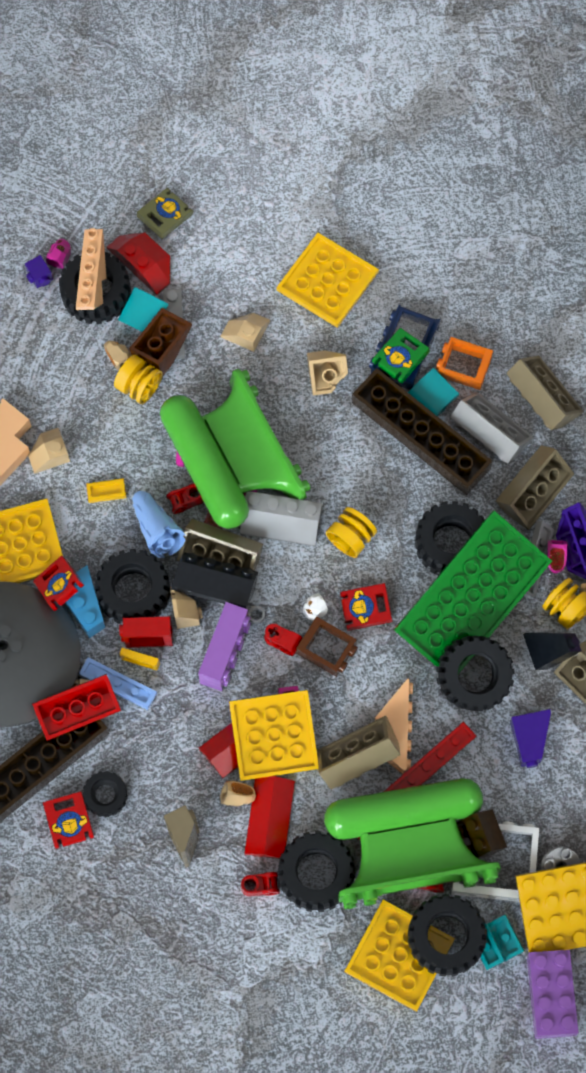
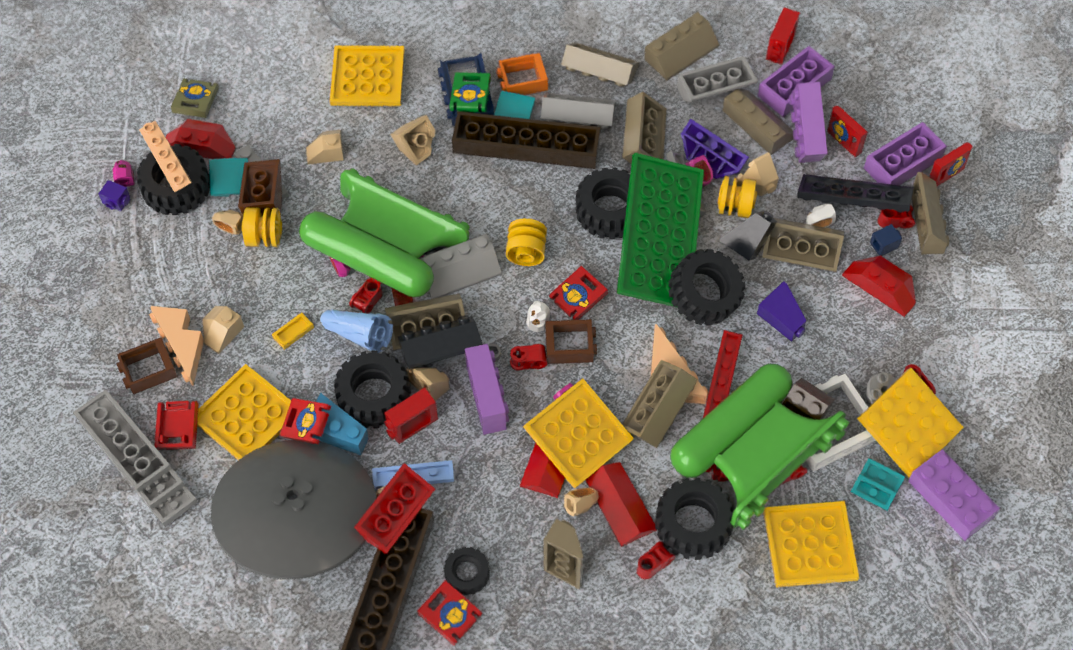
camera: 35 degrees left, 10 degrees down
(139, 659) = (418, 443): yellow tile -> none
(447, 907) = (843, 474): black tyre -> none

